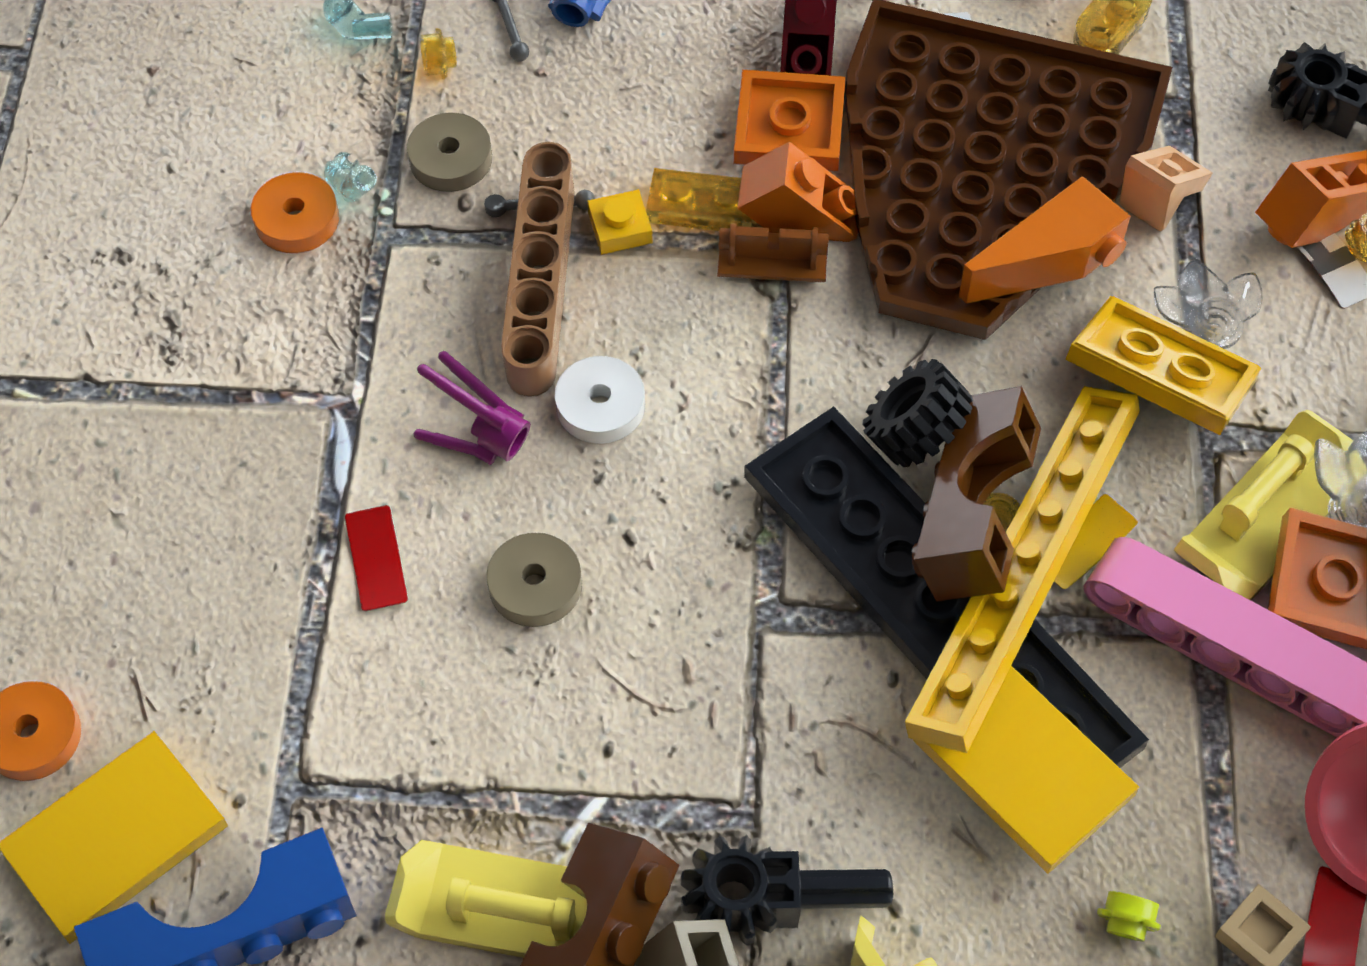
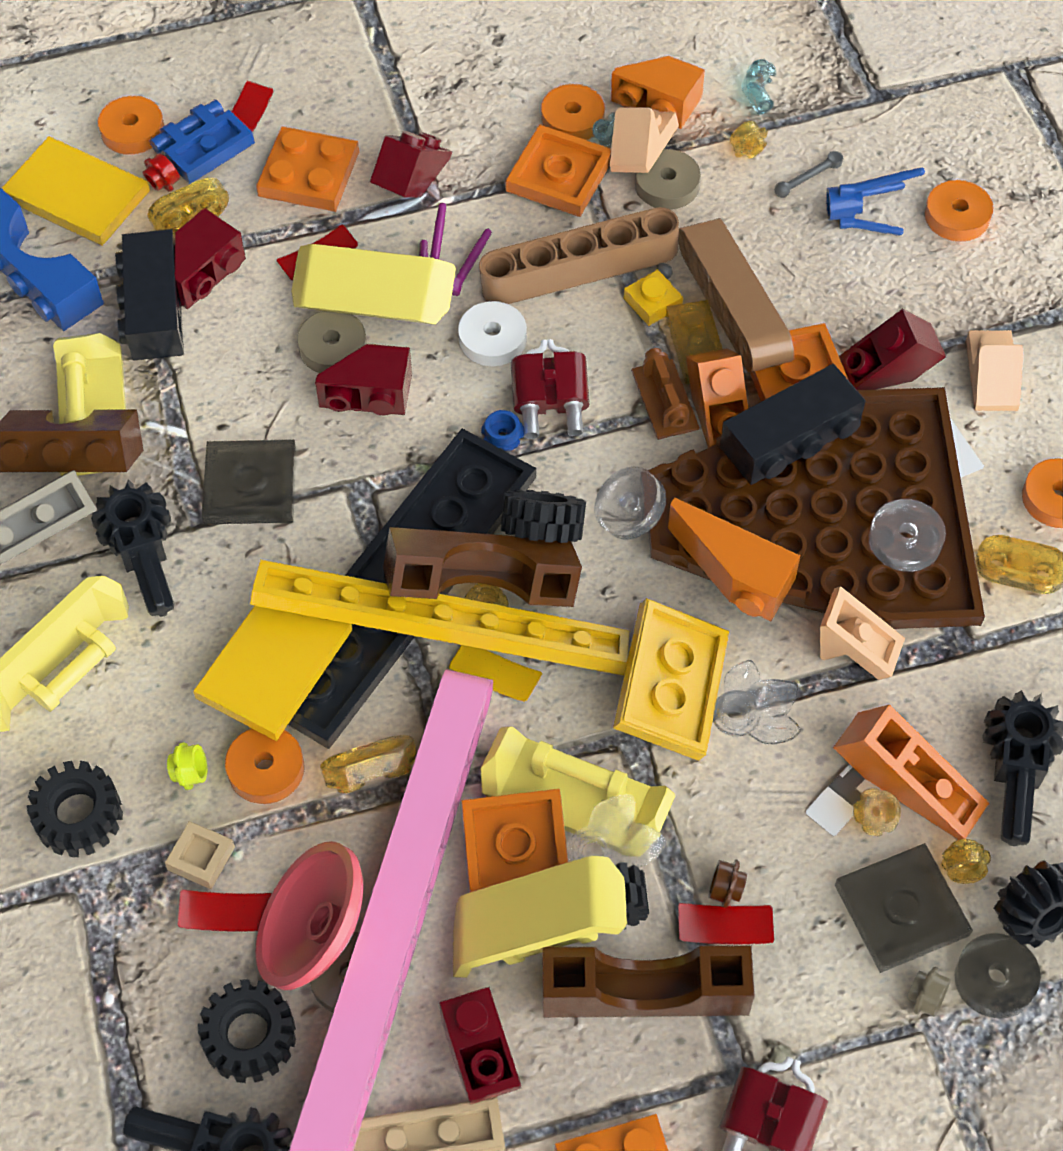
camera: 70 degrees right, 0 degrees up
(88, 582) = (252, 103): none -> red sticker
(133, 639) = (202, 140): none -> blue plate
(146, 710) = (160, 173): none -> red plate
(229, 529) = (308, 169): none -> orange plate
(237, 708) = (183, 204): none -> clear yellow plate
(298, 403) = (409, 163): none -> dark red slope
(318, 108) = (659, 84): none -> orange slope
(326, 689) = (205, 255): none -> dark red slope
(364, 772) = (149, 295): none -> black brick
(386, 250) = (559, 170): none -> orange plate
(391, 150) = (640, 138): none -> light nougat slope
(482, 502) = (372, 283): none -> light yellow piece
(628, 542) = (368, 381): none -> dark red slope
(676, 130) = (735, 295): none -> medium nougat beam
(712, 359) = (550, 384): none -> dark red piece
(715, 736) = (249, 482): none -> clear smoke tile
(755, 417) = (505, 422): none -> blue plate
(889, 135) = (792, 424): none -> black brick
(910, 303) = (642, 514): none -> clear piece
(1052, 109) = (903, 552): none -> clear piece
(1155, 854) = (268, 784): none -> orange piece
(1185, 708) = (353, 767): none -> clear yellow plate

